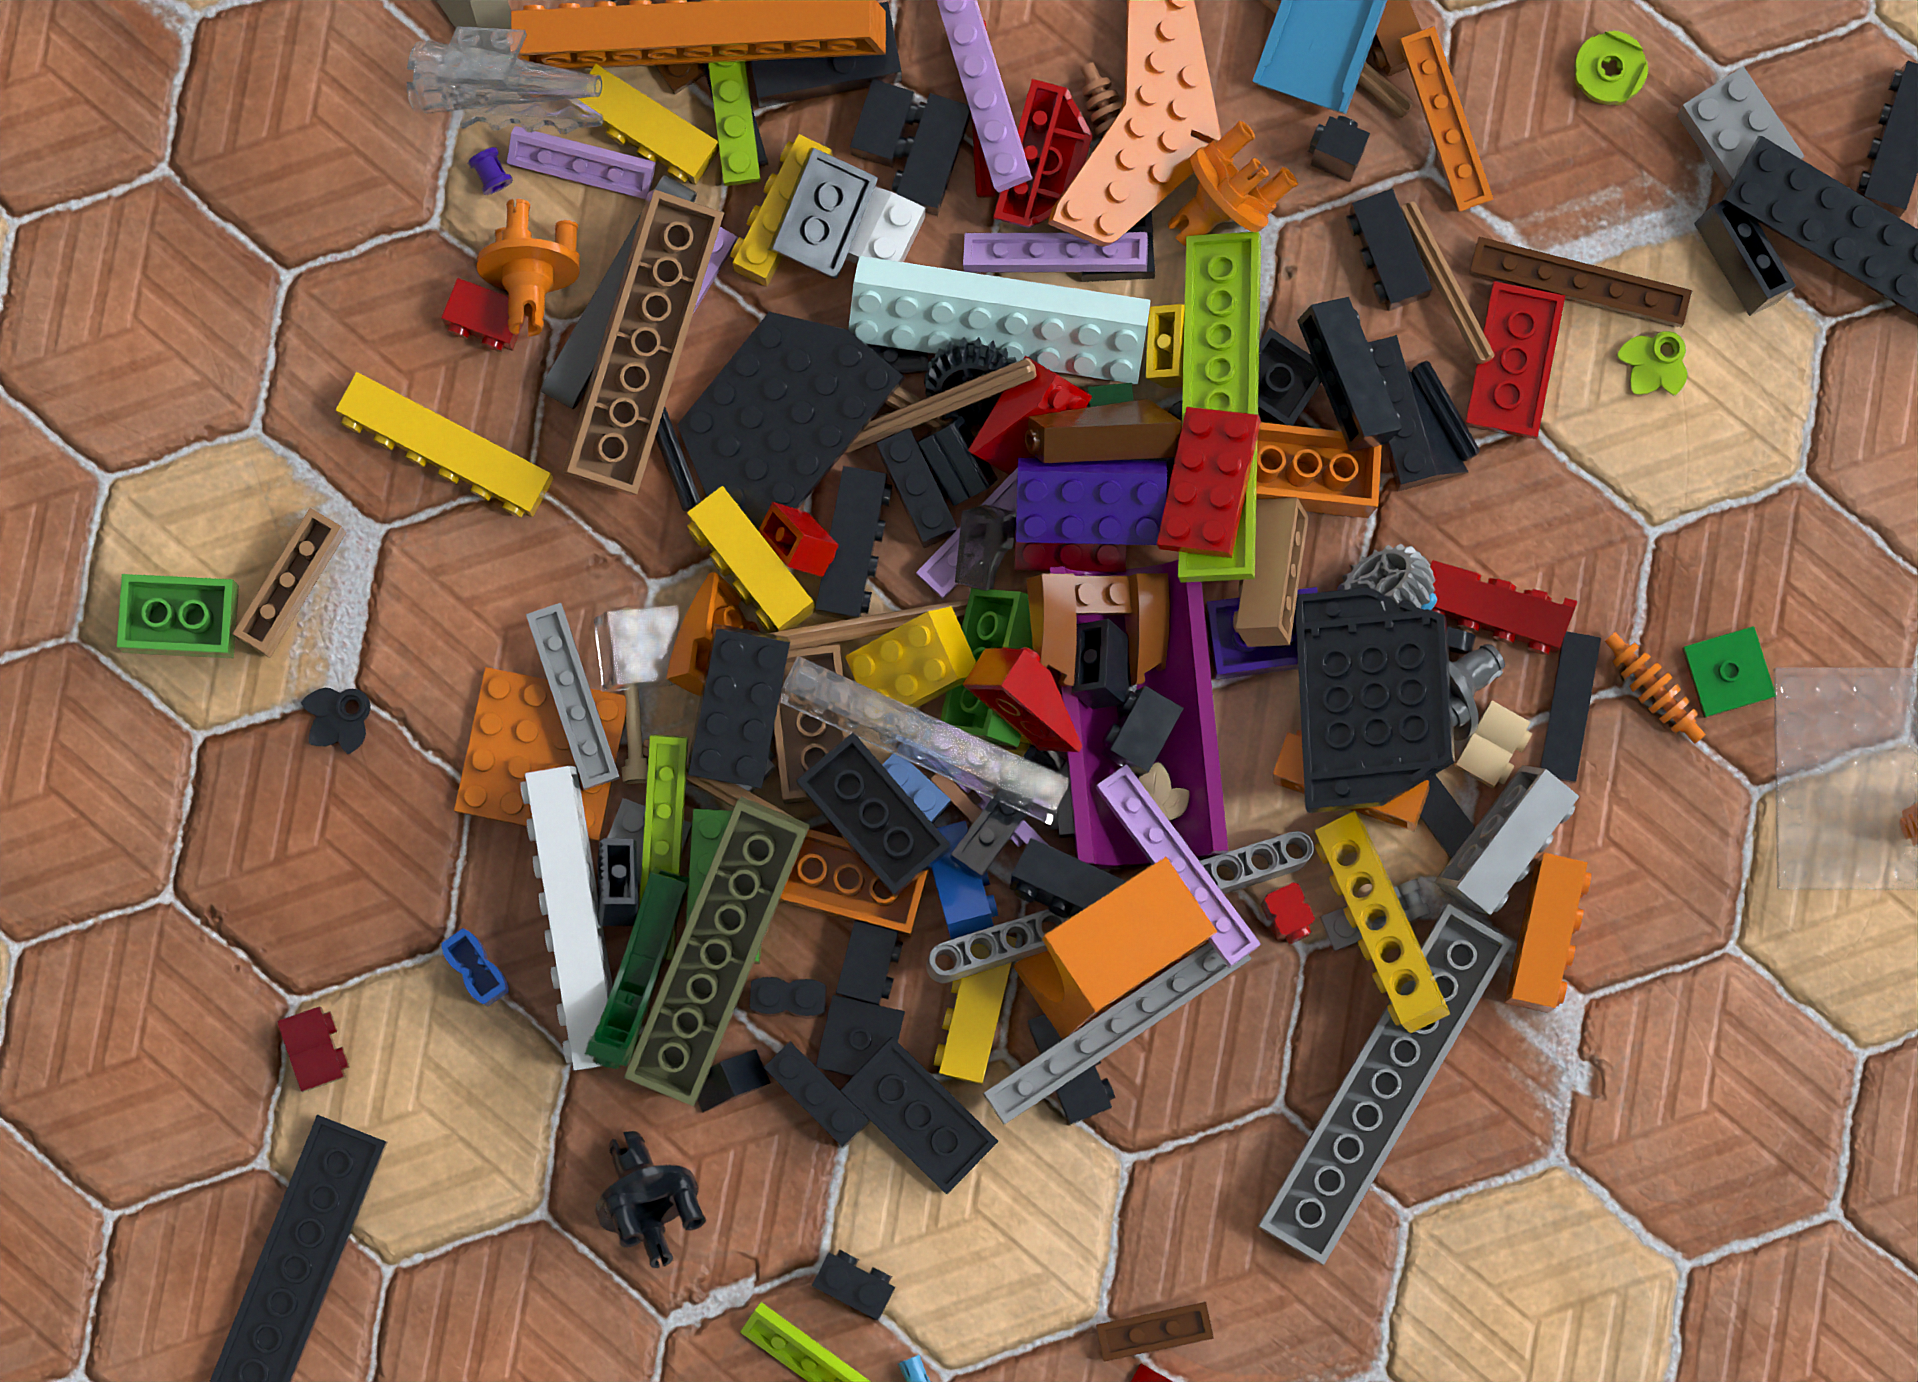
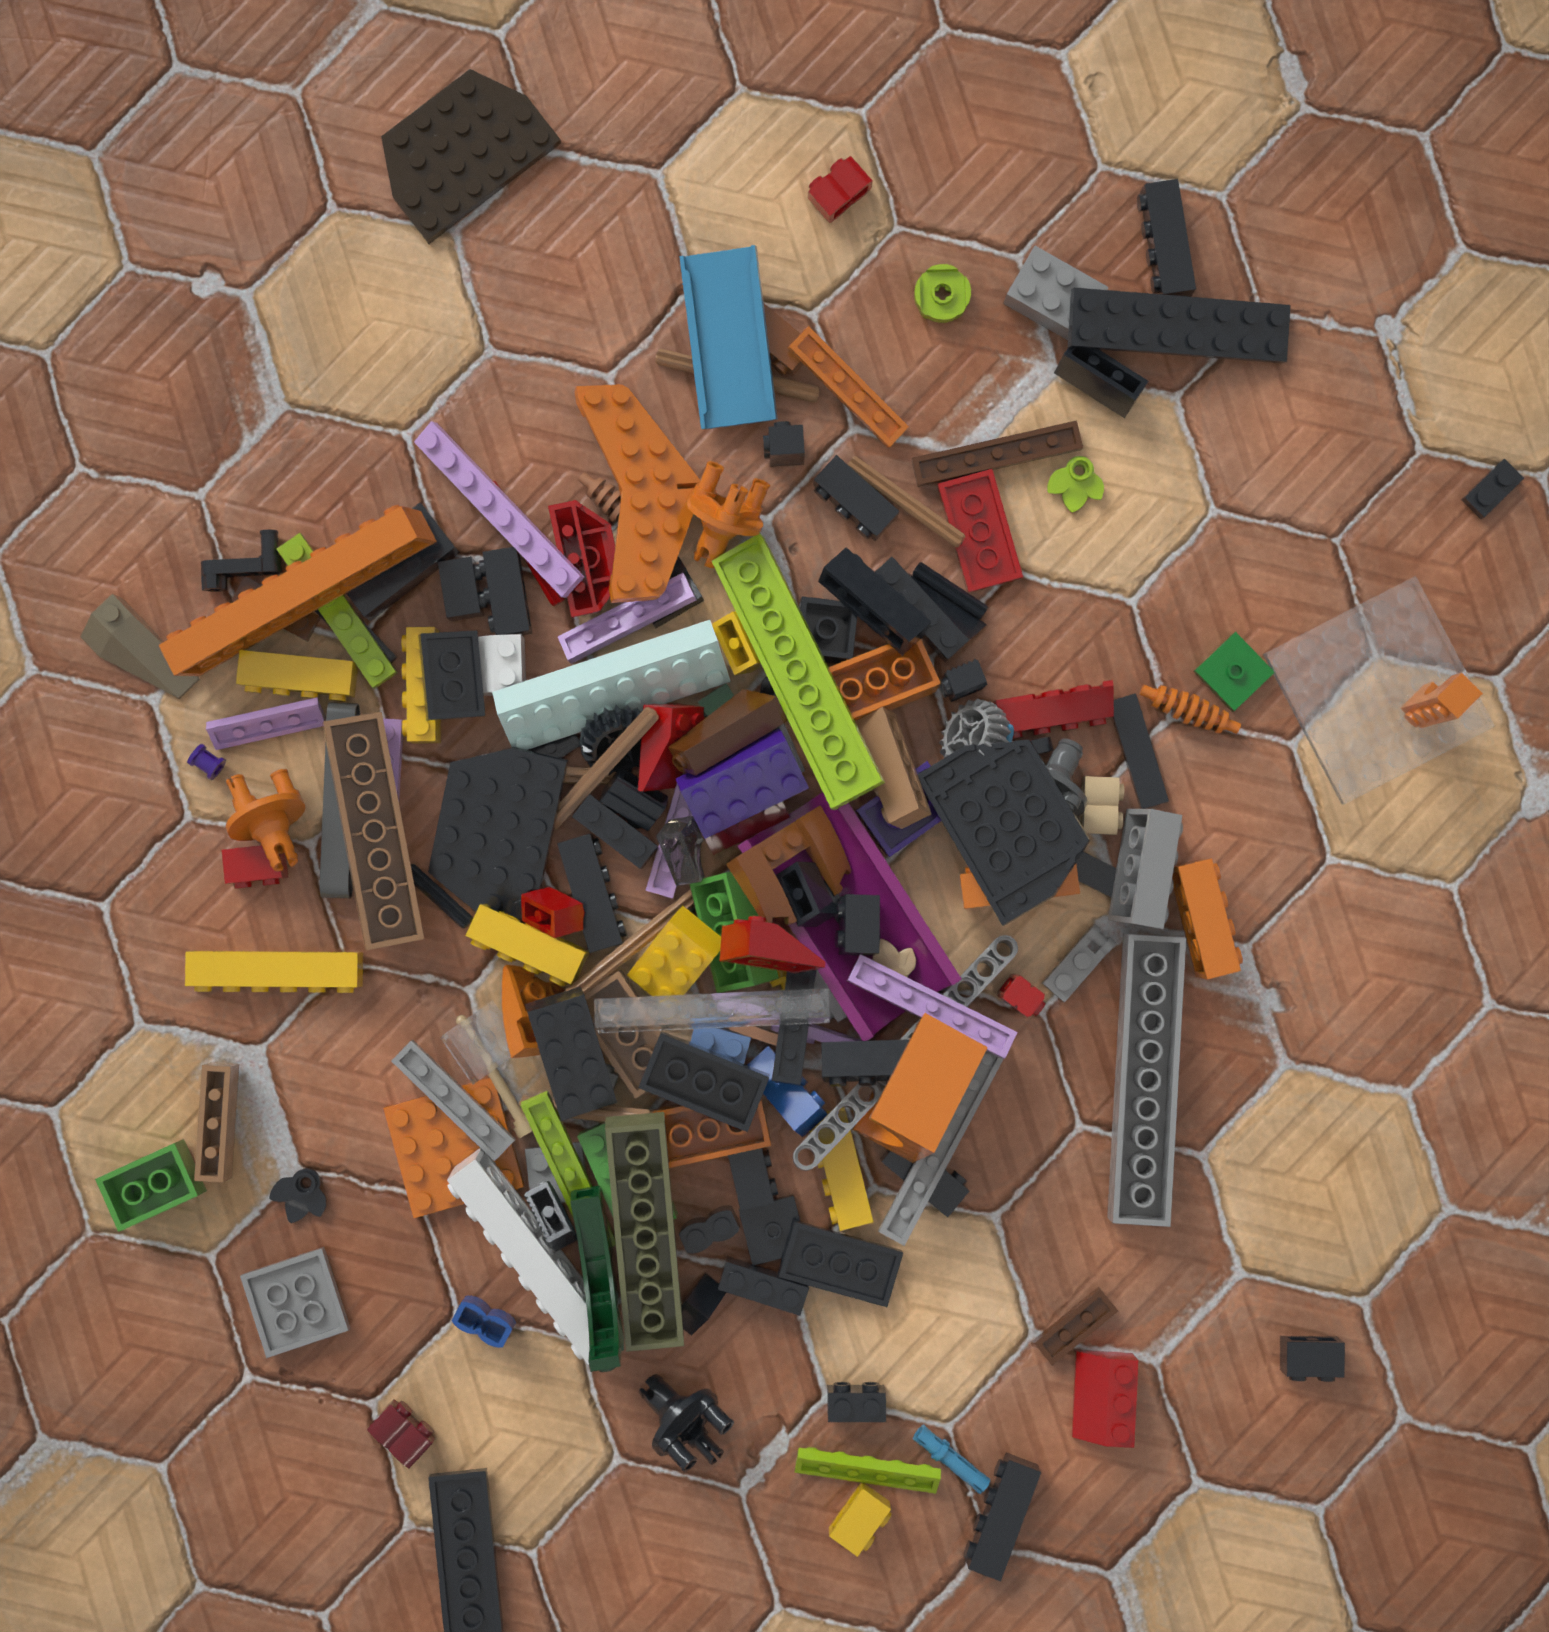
camera: 30 degrees left, 5 degrees up
(268, 836) = (295, 1302): none -> light grey plate
(493, 86) = (163, 701): clear piece -> none
(1209, 482) = (818, 730): red plate -> none
(1405, 518) = (963, 681): none -> black brick
(1426, 1001) = (1151, 1011): yellow brick -> none

